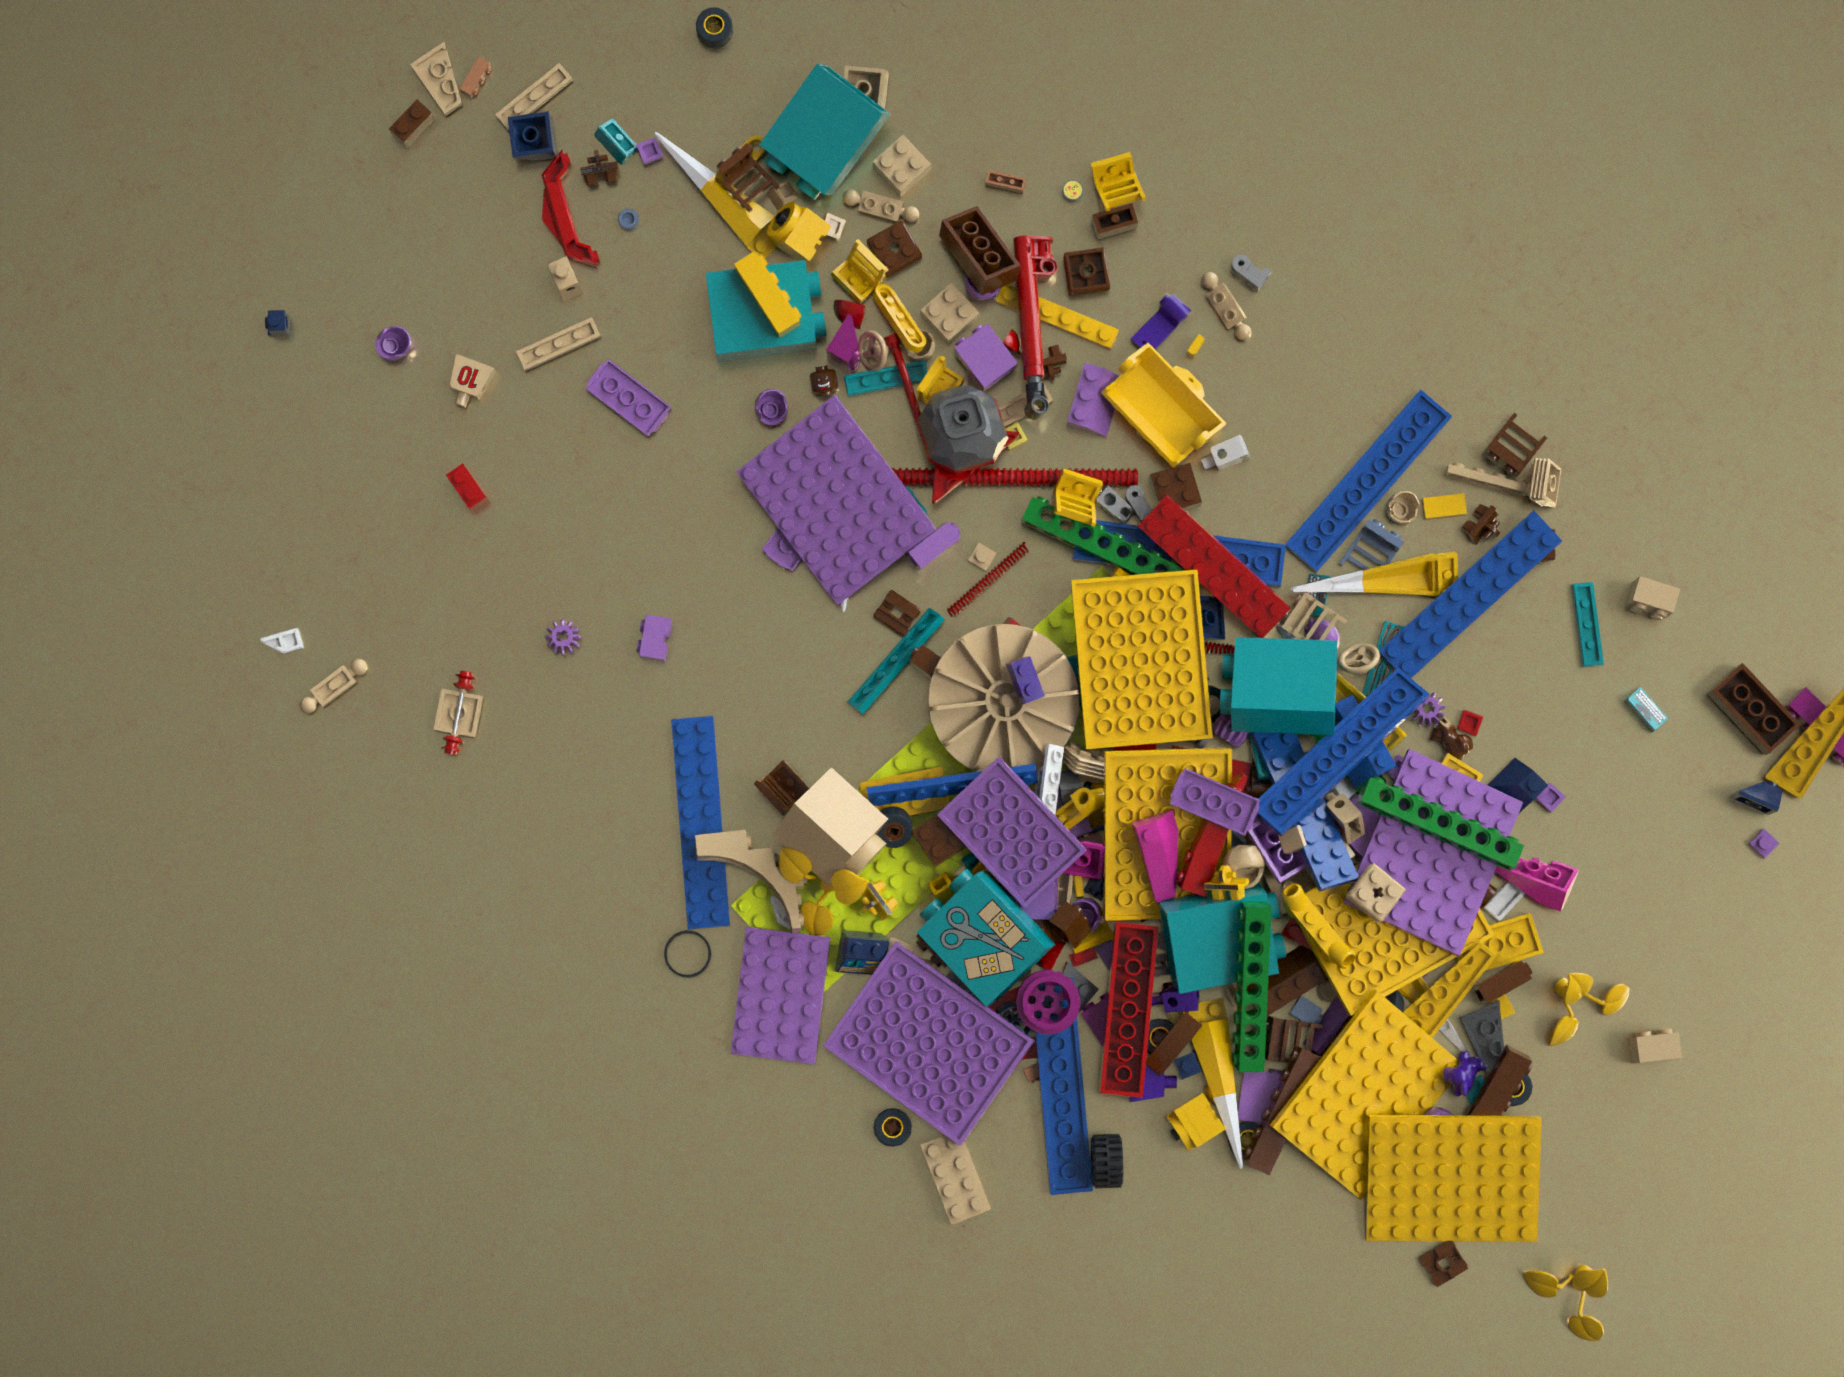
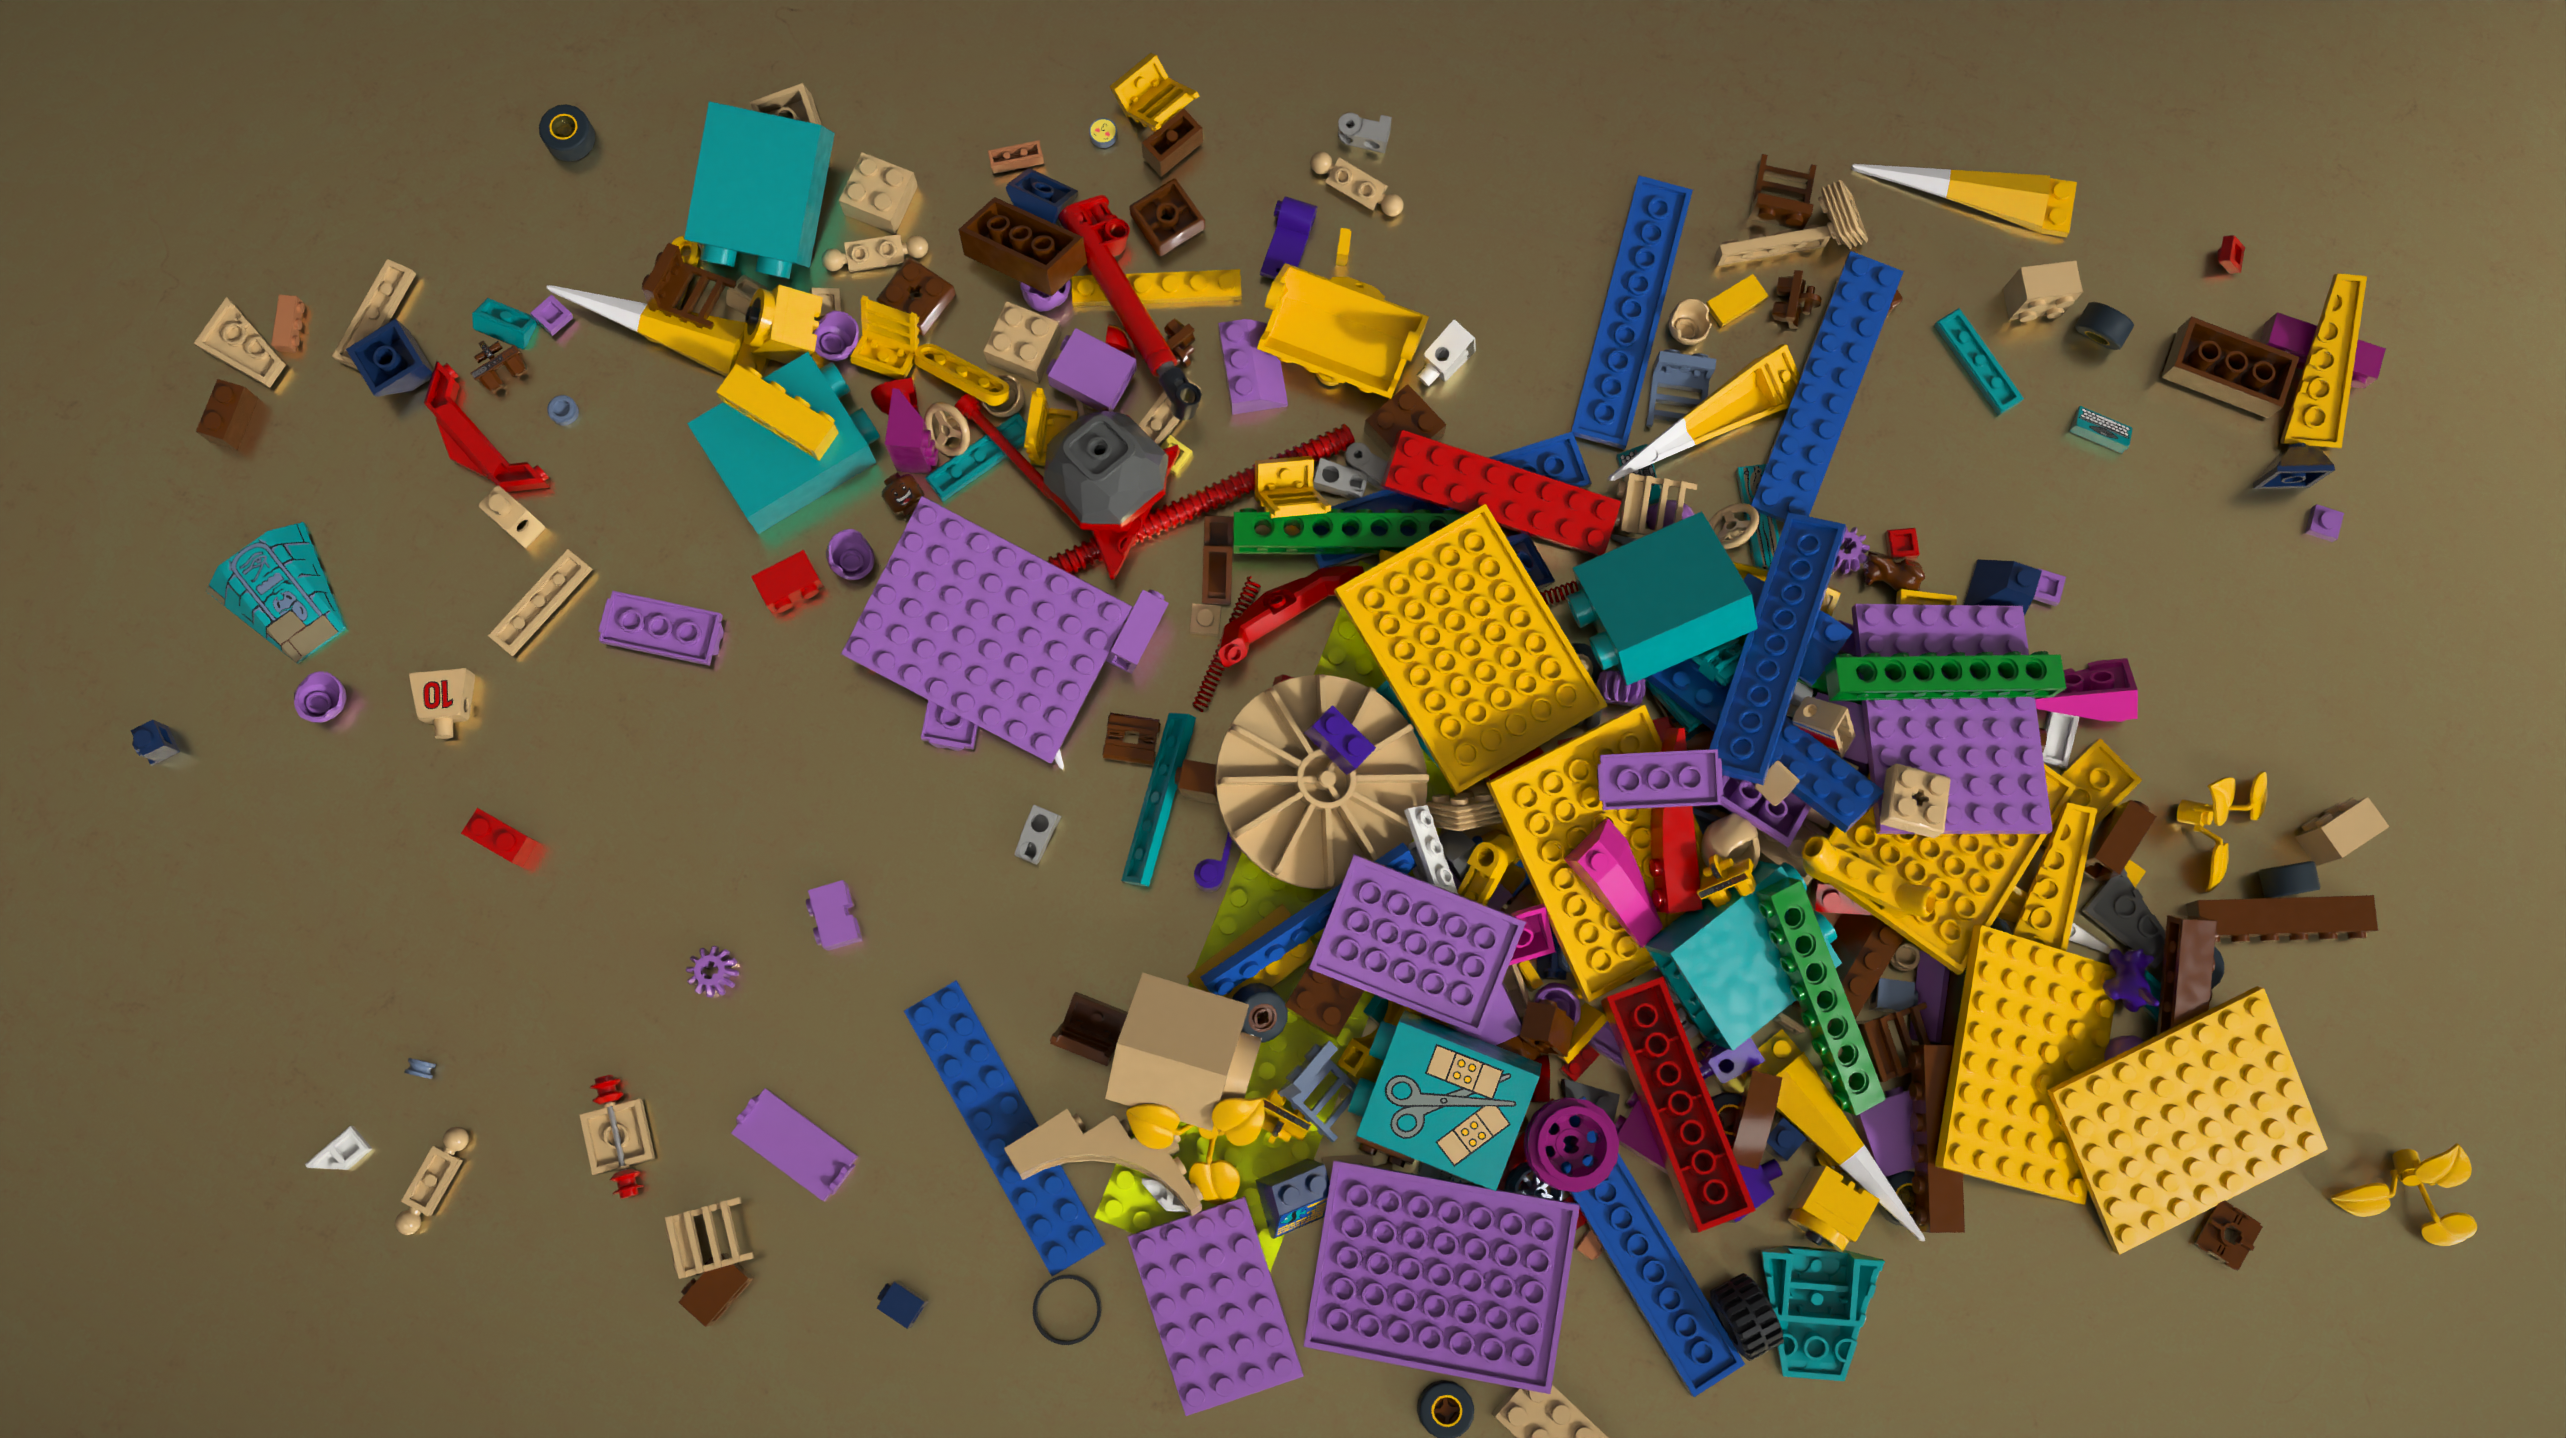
camera: 30 degrees left, 5 degrees down
(355, 612) = (420, 1068): none -> sand blue bush
(396, 260) = (280, 591): none -> wedge
(473, 795) = (685, 1243): none -> tan plate
(477, 836) = (714, 1291): none -> reddish brown brick
(565, 770) = (794, 1144): none -> medium lavender brick
(587, 900) = (901, 1303): none -> dark blue brick
(723, 405) = (787, 582): none -> red brick
(807, 646) = (1036, 834): none -> light grey leg
(829, 254) = (836, 336): none -> medium lavender hair
(904, 882) = (1306, 1078): none -> sand blue plate
(906, 725) = (1210, 872): none -> dark purple door
(1008, 521) = (1217, 559): none -> reddish brown slope
(1009, 218) = (1040, 195): none -> dark blue slope
(1033, 571) = (1278, 607): none -> red helmet
(1156, 1178) = (1820, 1306): none -> teal wedge
(1294, 746) = (1720, 662): none -> teal piece
(1589, 1084) = (2289, 917): none -> reddish brown brick
(1604, 1061) = (2289, 879): none -> black wheel
(1675, 525) = (2023, 199): none -> yellow plate
(1683, 640) = (2104, 325): none -> black wheel
(1800, 632) = (2231, 254): none -> red plate

